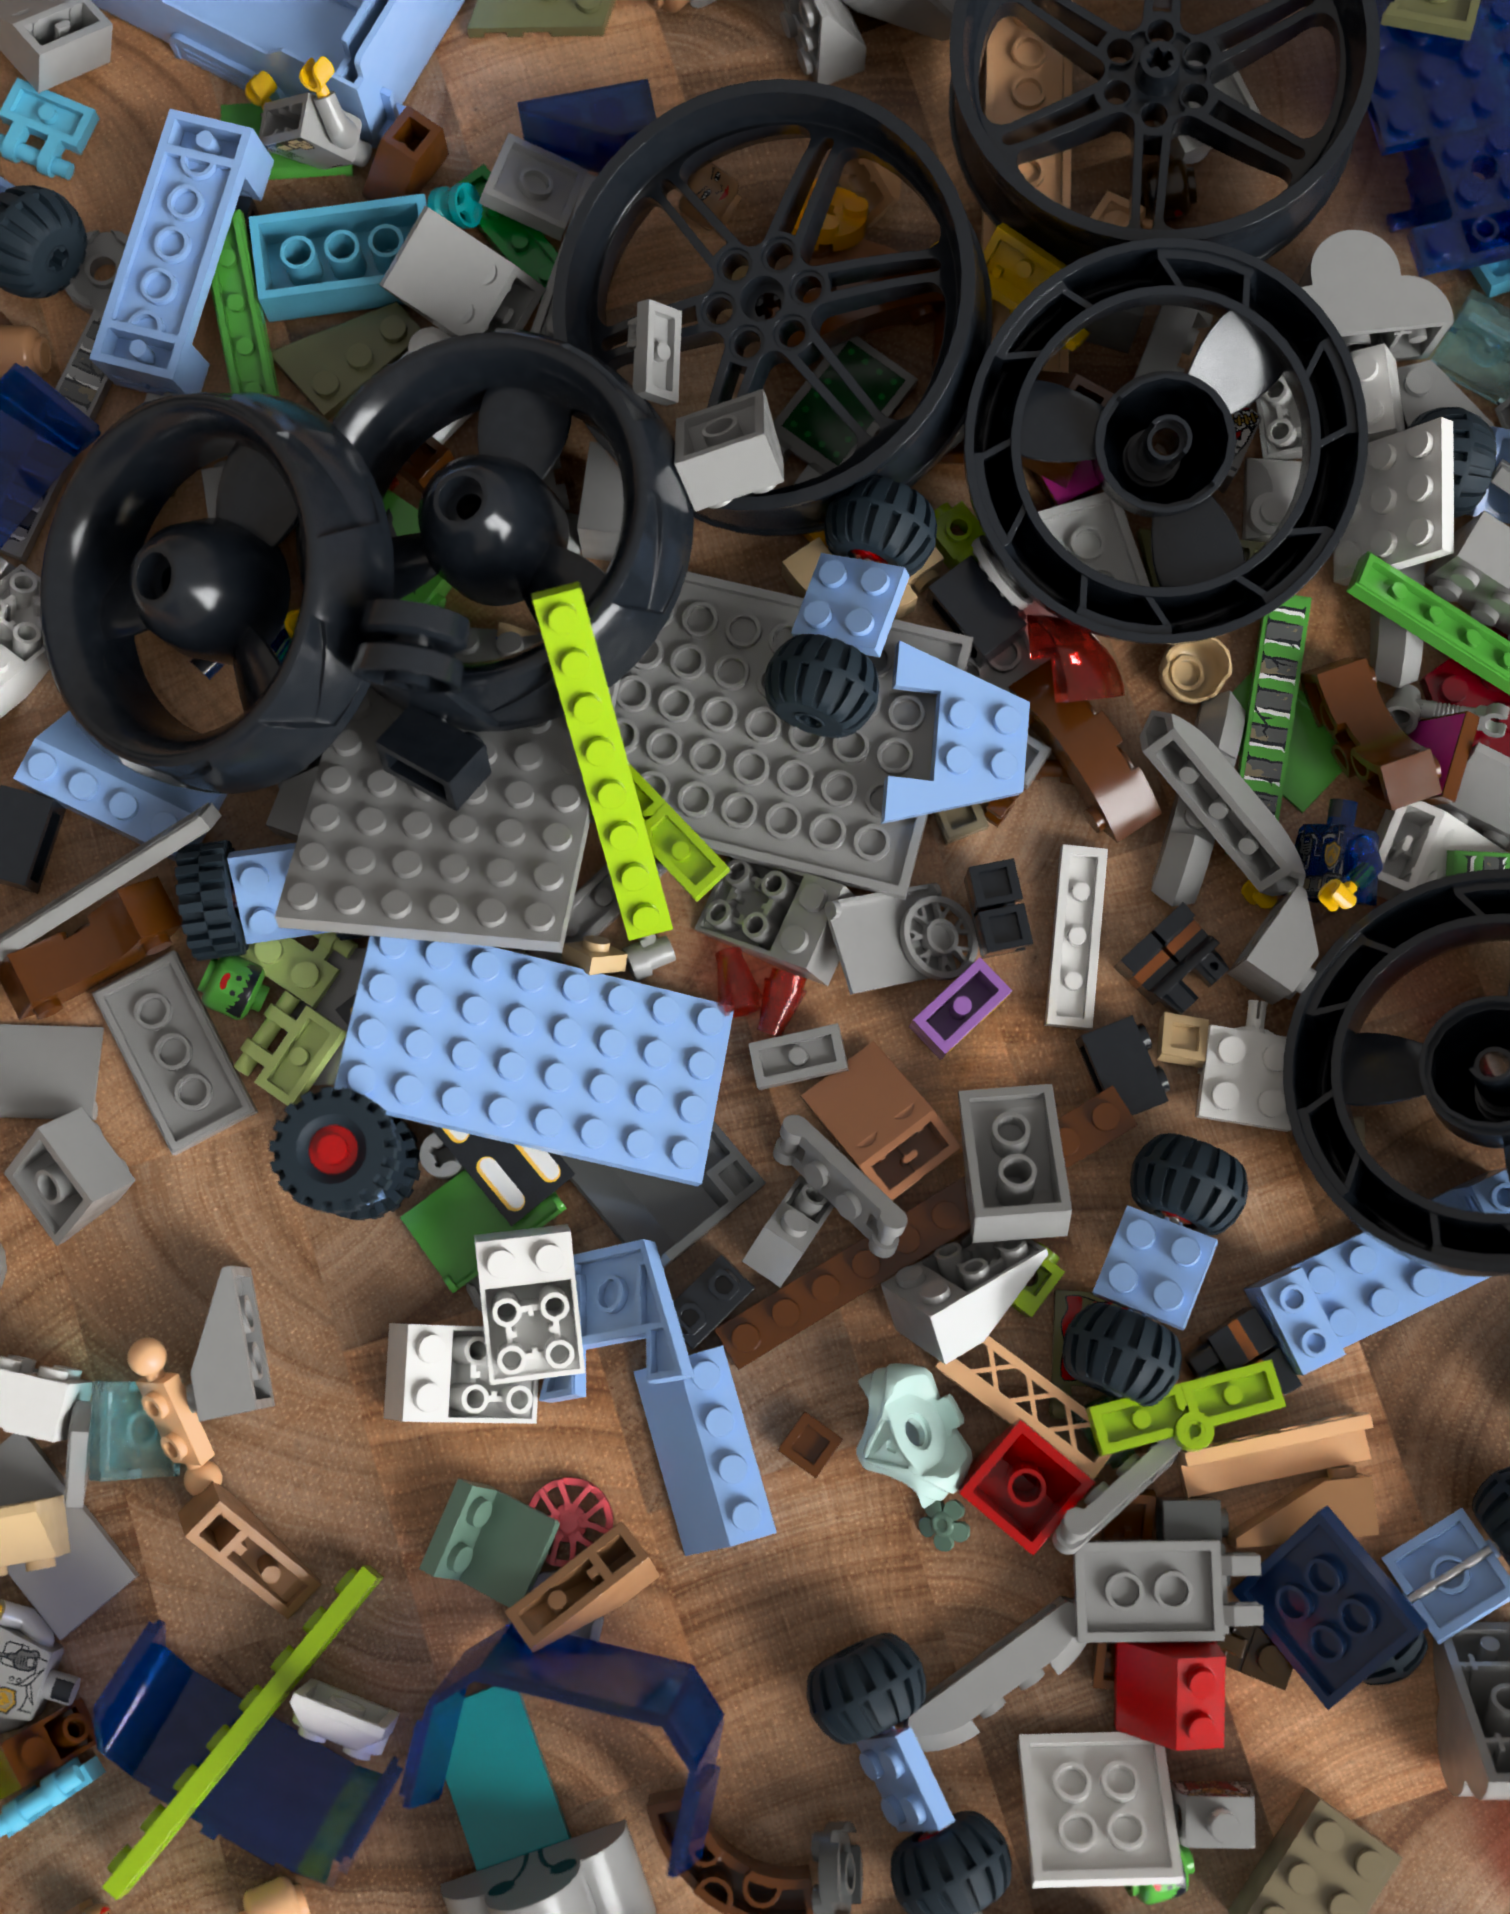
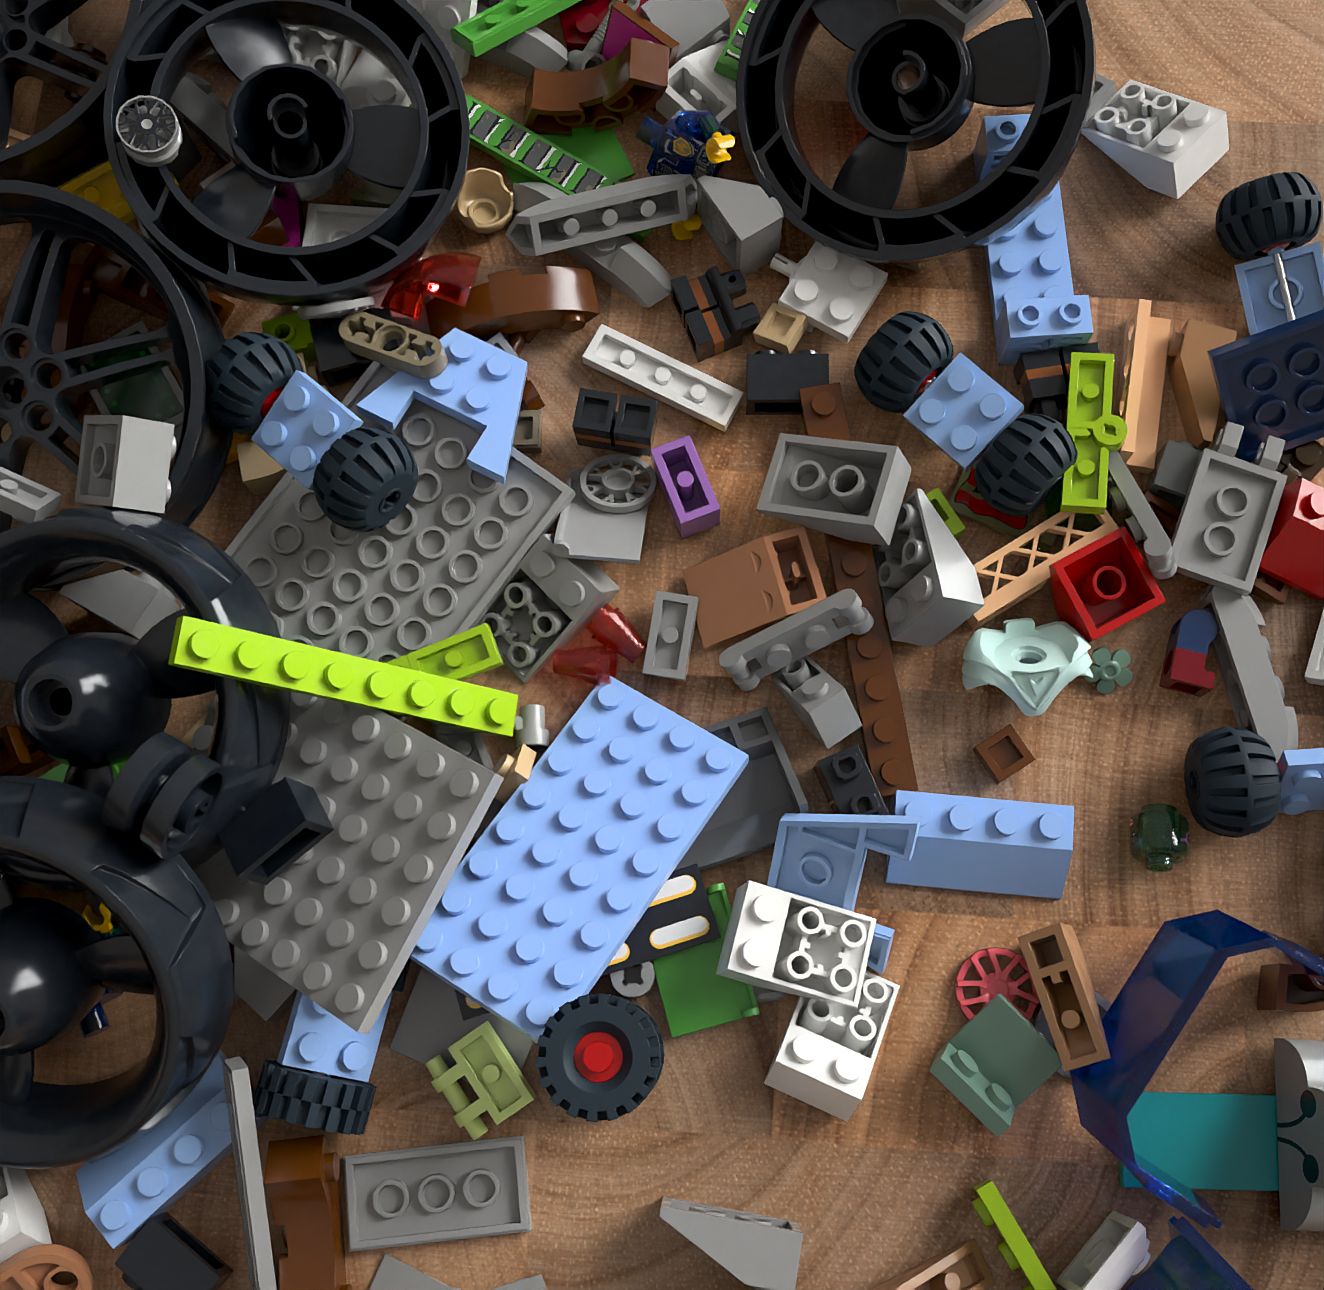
camera: 60 degrees left, 5 degrees down
(233, 986) = (401, 1111): bright green head -> none
(298, 968) = (409, 1045): yellowish green plate -> none
(785, 1634) = (1159, 837): none -> clear green head
(970, 664) = (402, 358): none -> dark tan beam
(995, 1600) = (1187, 654): none -> leg
(1083, 311) = (149, 132): none -> light grey wheel

